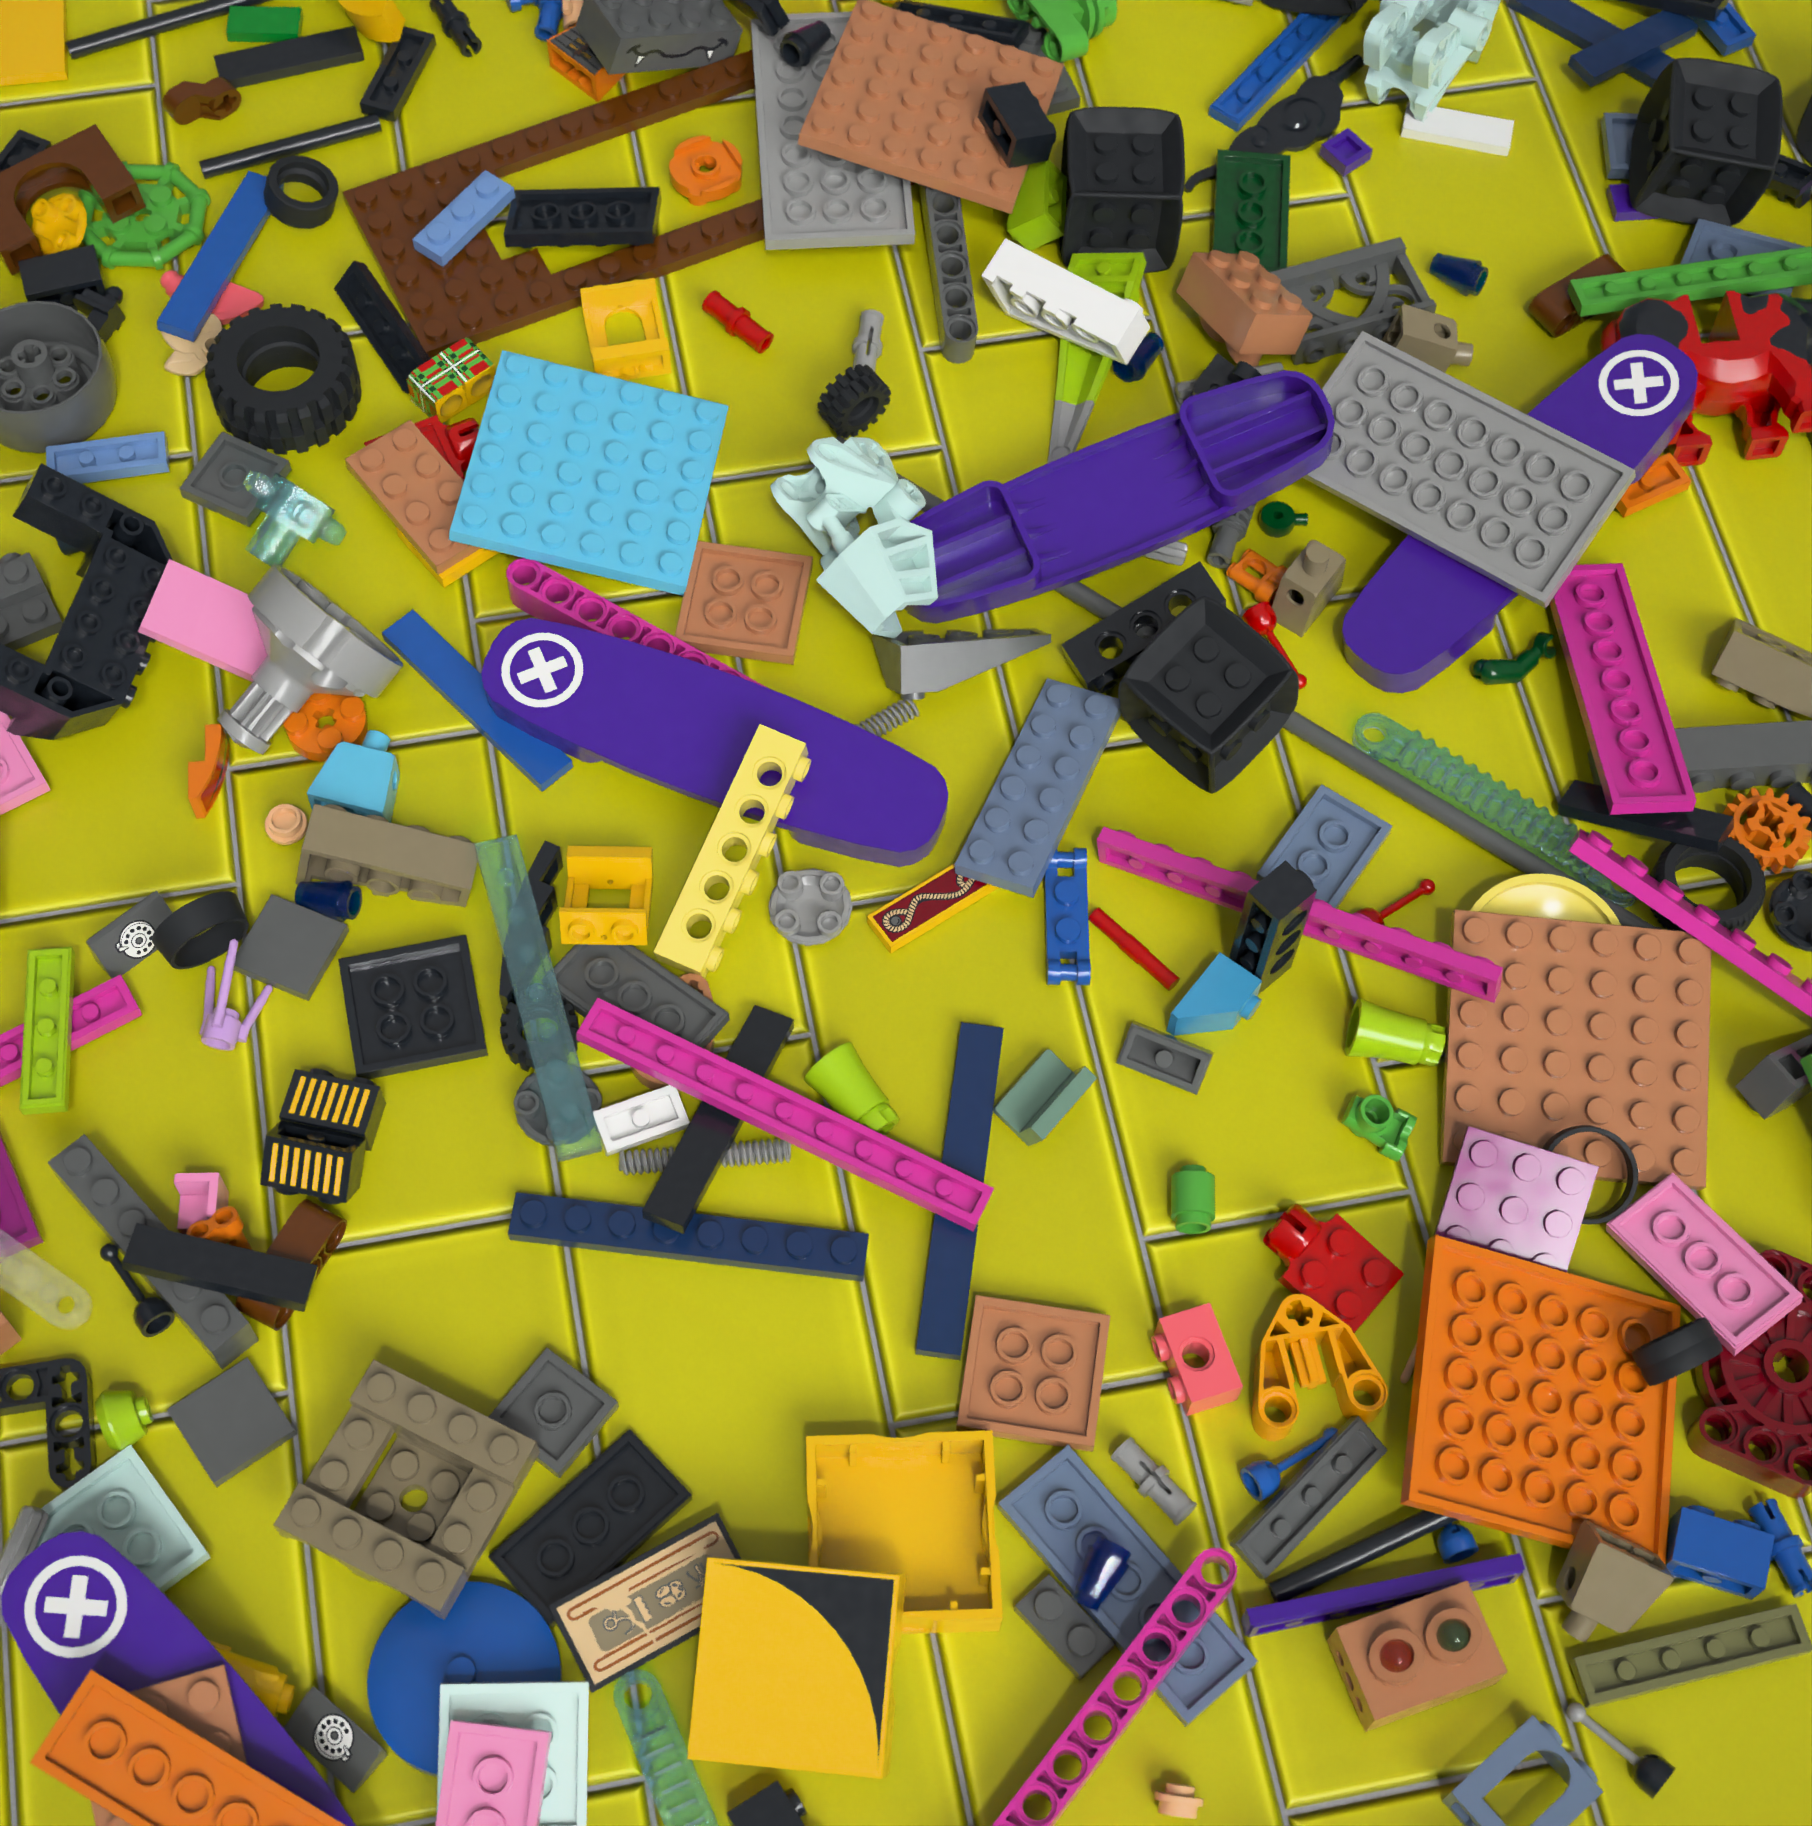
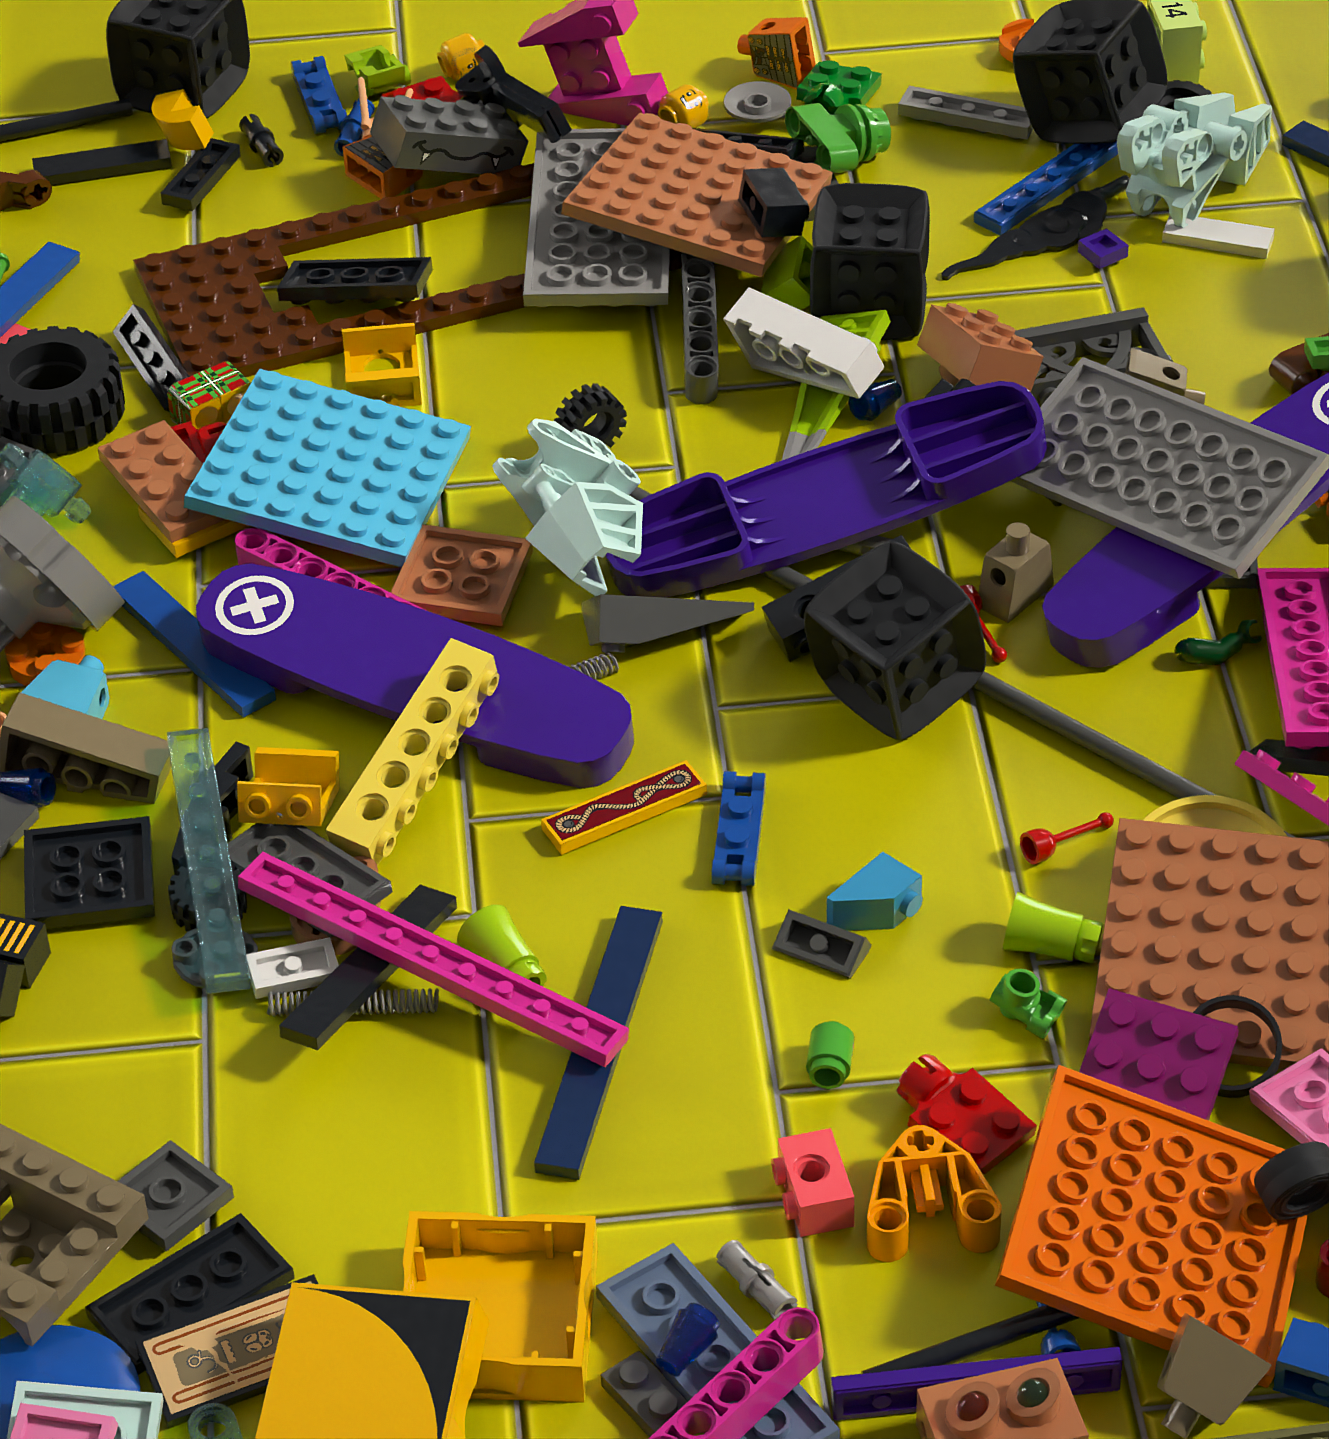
camera: 10 degrees right, 20 degrees down
(263, 23) = (82, 137): green tile -> none
(290, 146) = (91, 226): black piece -> none
(306, 171) = (90, 271): black tyre -> none
(463, 218) = (242, 276): medium blue plate -> none
(705, 186) = (494, 255): orange plate -> none
(706, 1239) = (328, 1068): dark blue plate -> none
(737, 321) = (490, 363): red pin -> none
(804, 43) = (581, 147): black cone -> none
(810, 906) = (487, 810): light grey dish -> none
(870, 329) = (616, 373): light grey pin -> none
(1034, 1373) = (651, 1185): nougat plate -> none
(1039, 788) = (725, 724): sand blue plate -> none
(1042, 1097) = (692, 967): sand green panel -> none
(1134, 949) = (801, 857): red piece -> none
(1227, 534) = (948, 530): dark grey hinge -> none
(1252, 206) = (1005, 281): dark green plate -> none
(1263, 1478) = (869, 1284): blue hinge -> none
(1264, 588) = (953, 566): orange piece -> none
(1273, 923) = (929, 814): black brick -> none
(1279, 519) = (993, 527): dark green piece -> none
(1308, 1497) = (912, 1302): dark grey tile -> none
(1327, 924) = (967, 820): dark pink plate -> none
(1330, 844) = (1003, 787): sand blue plate -> none
(1460, 273) = (1204, 342): clear blue cone -> none
(1481, 799) = (1177, 752): clear light blue gear -> none

